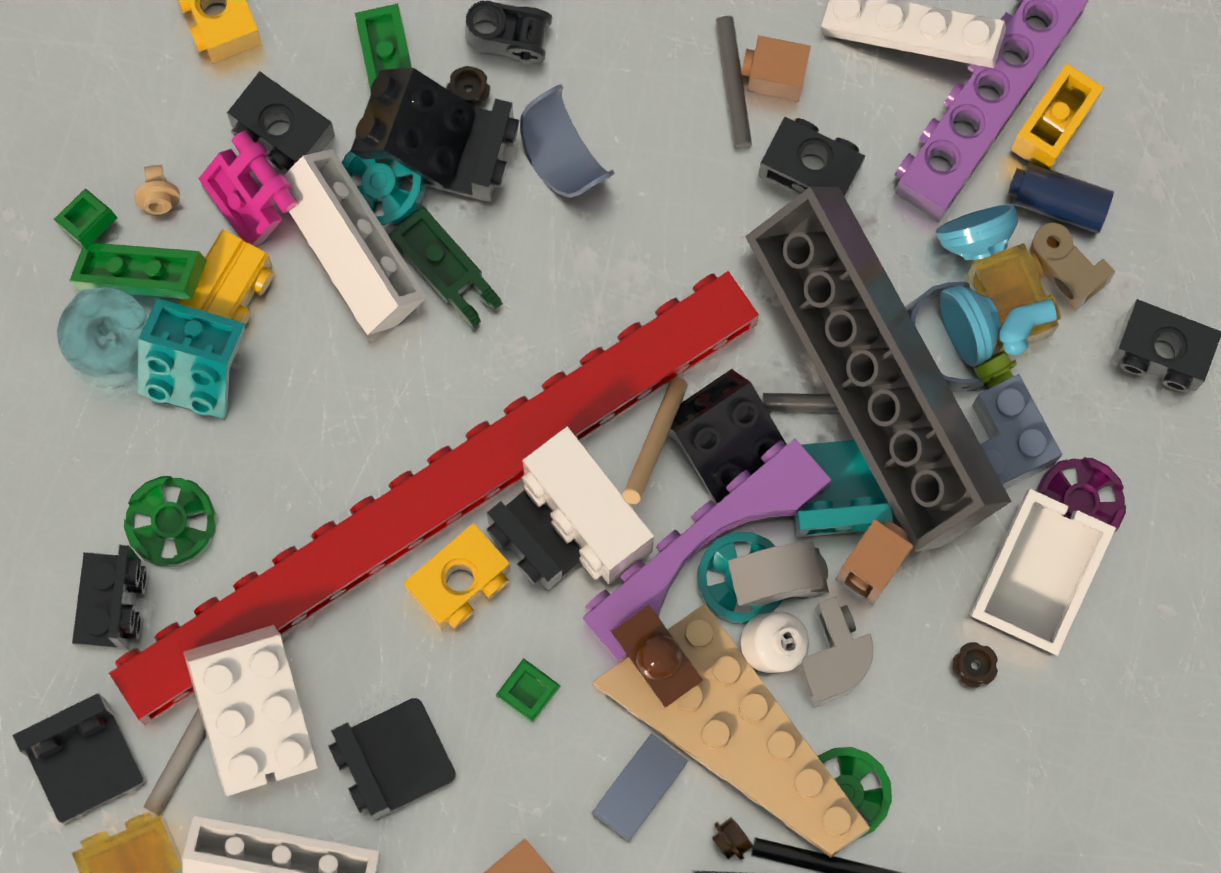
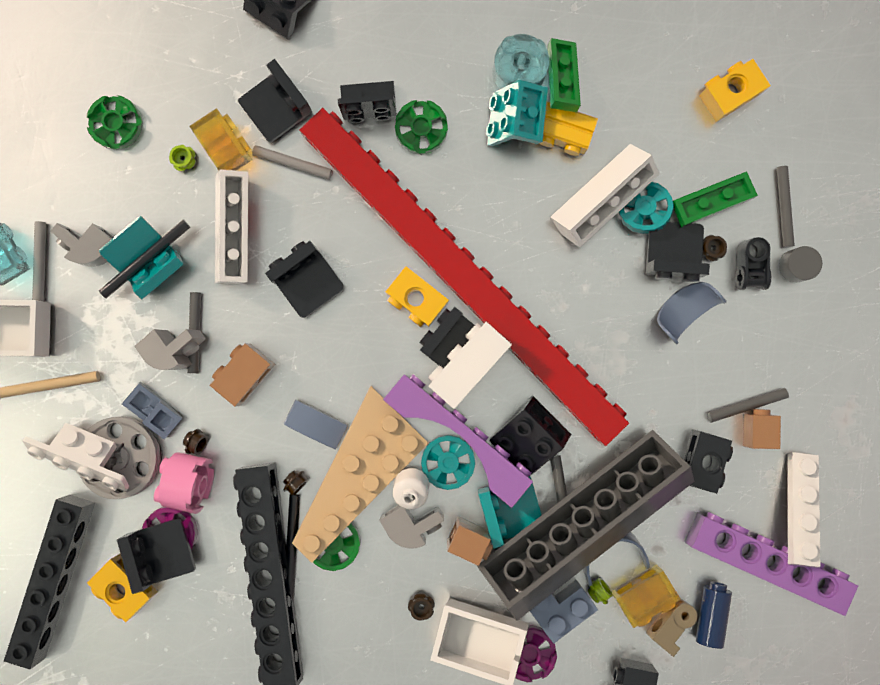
camera: 80 degrees right, 10 degrees up
(85, 218) = (590, 40): green tile -> none
(156, 194) = (613, 77): tan plate -> none
(238, 194) = (616, 130): dark pink plate -> none
(250, 709) = (314, 191): white piece -> none
(267, 102) = (680, 129): black brick -> none
(414, 124) = (684, 219): black bracket -> none
(442, 263) = (603, 252): dark green hinge -> none
(528, 690) = (360, 350): green tile -> none
(655, 441) = (515, 398): tan bar -> none
(656, 655) = (388, 421): reddish brown tile -> none
(779, 574) = (450, 484): light grey brick -> none
(970, 323) = (624, 573): medium azure piece -> none
(979, 232) = (682, 570): medium azure piece -> none
(1020, 323) = (630, 606): medium azure arm -> none
(1057, 117) = (764, 607): yellow brick -> none

